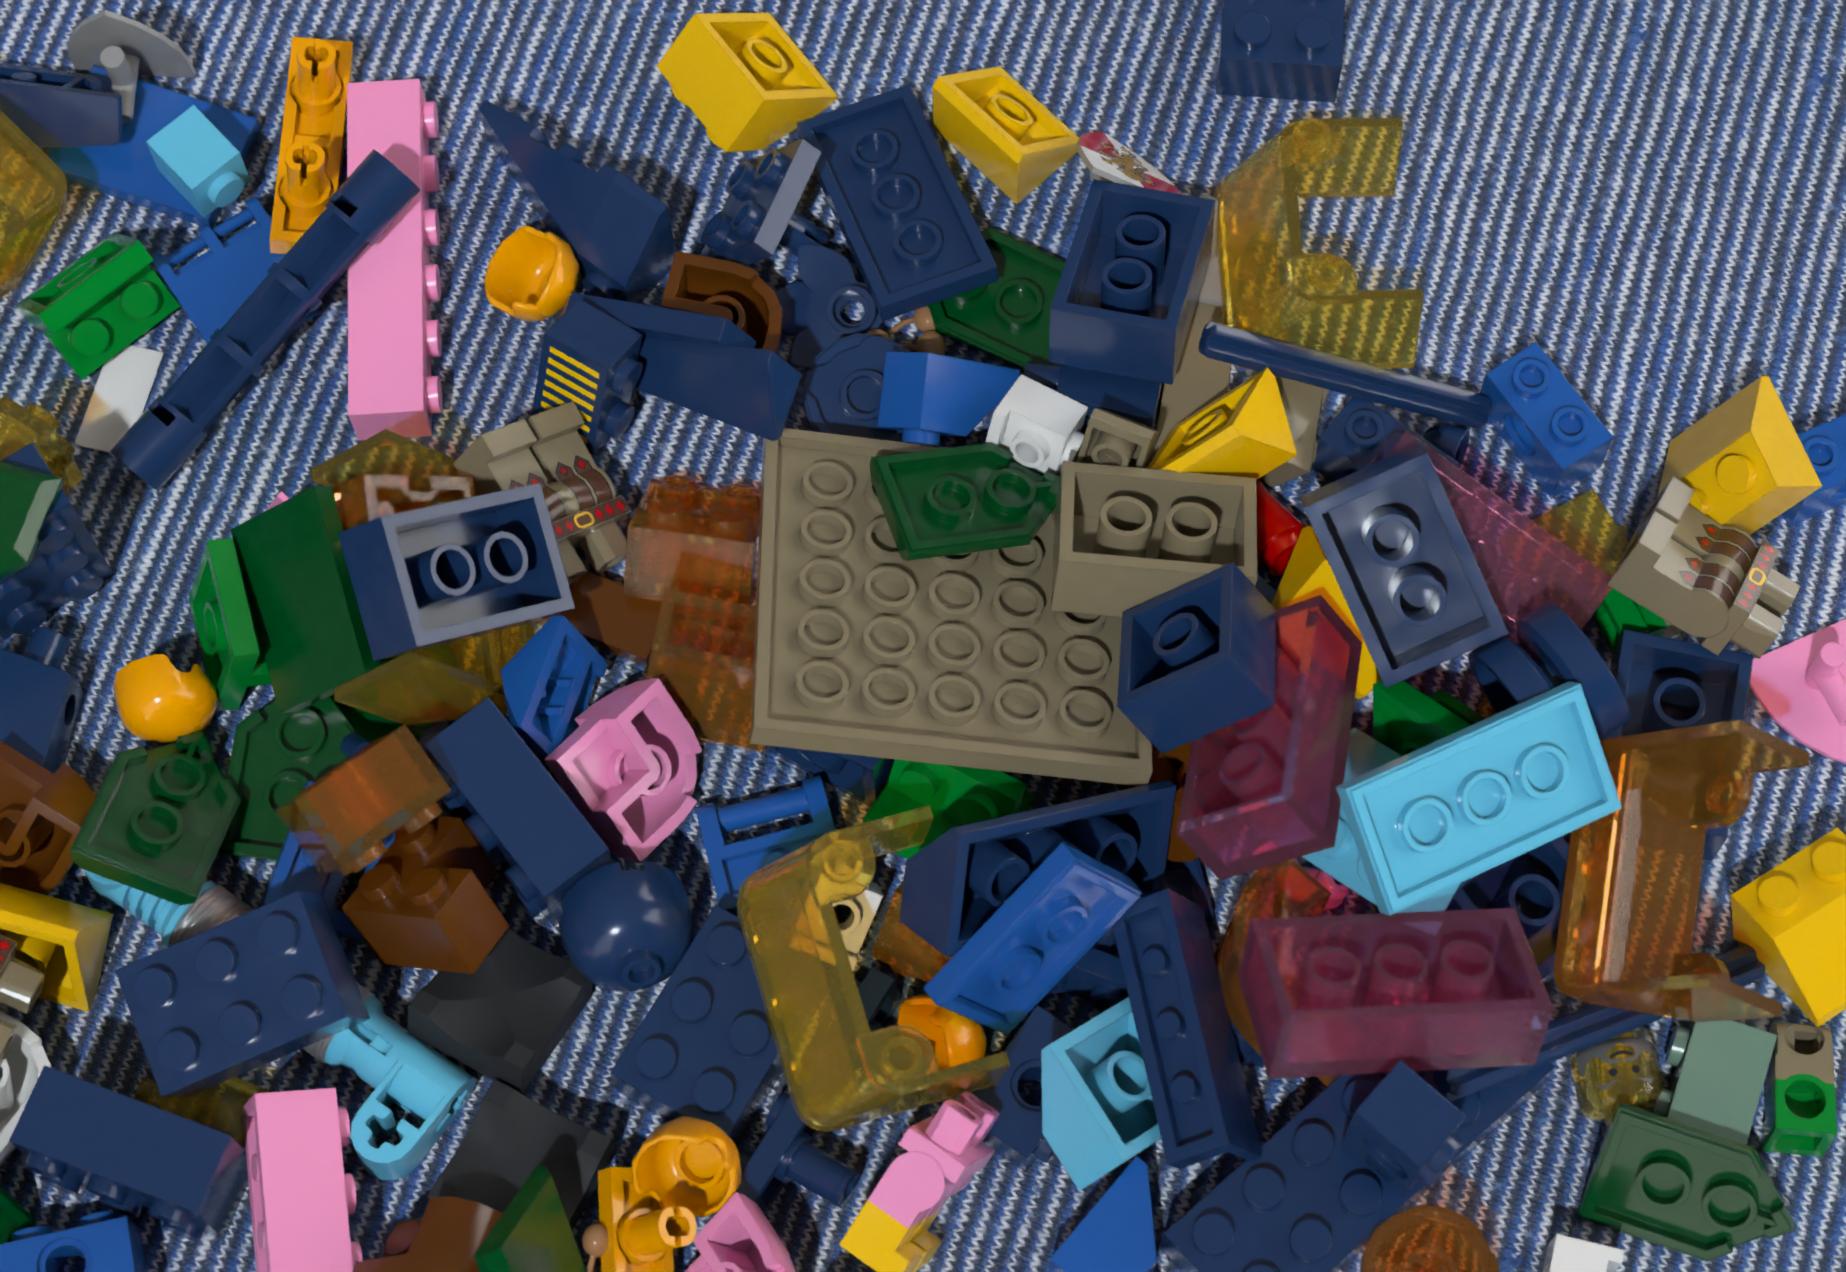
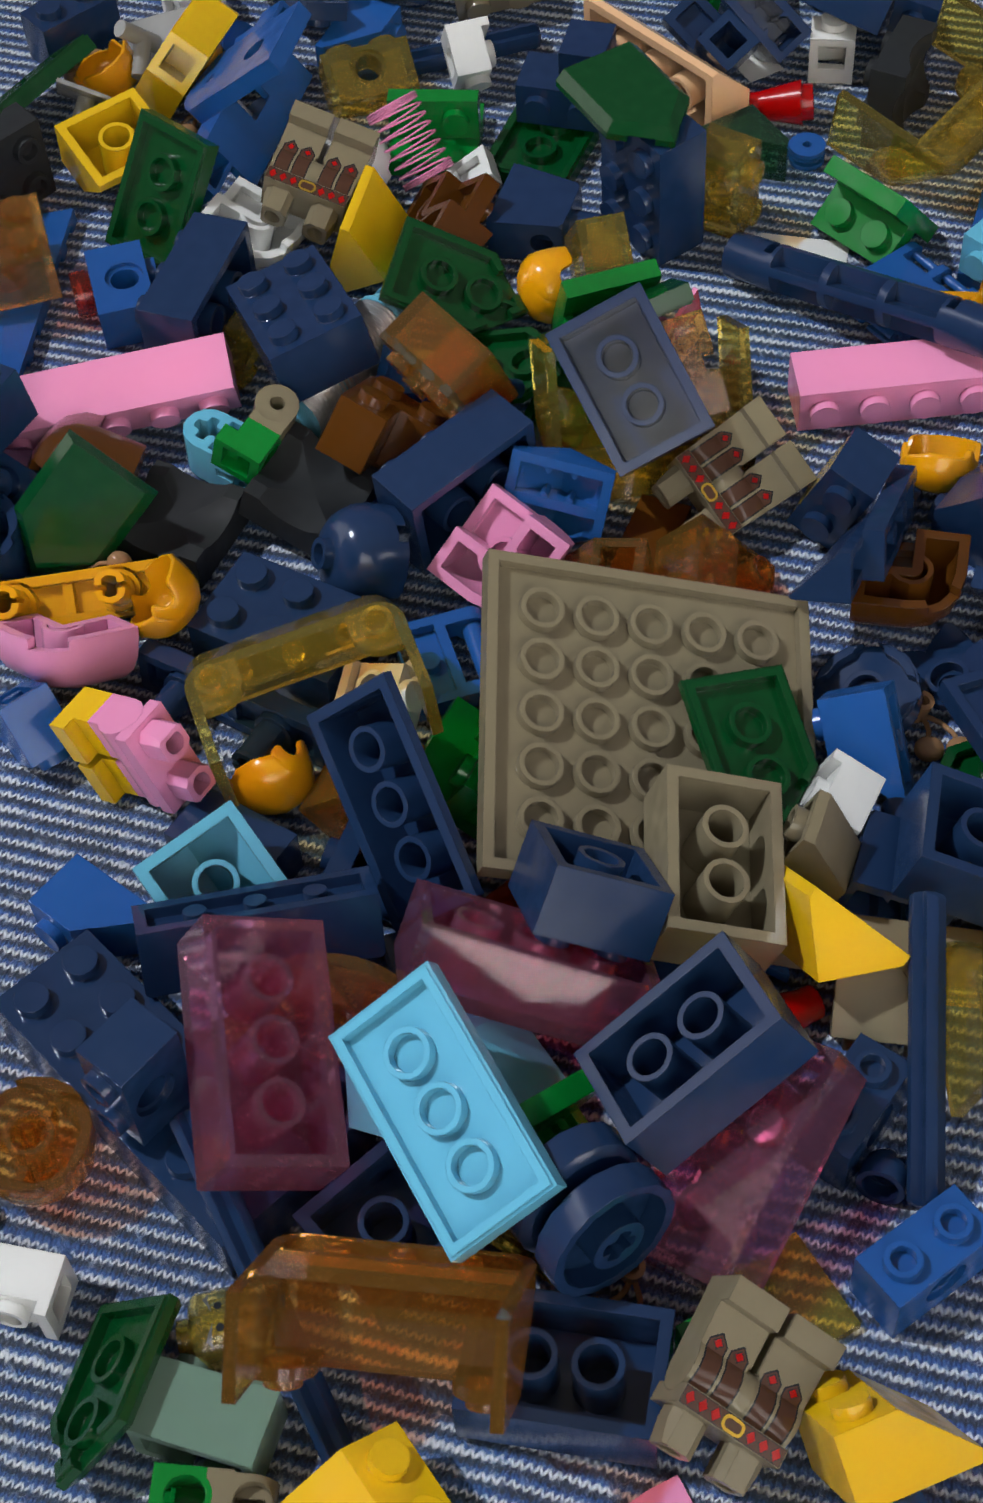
camera: 90 degrees right, 15 degrees down
(139, 617) = (598, 244): none -> clear yellow brick
(426, 1049) = (252, 446): none -> green leg
(1033, 939) = (333, 795): blue tile -> none

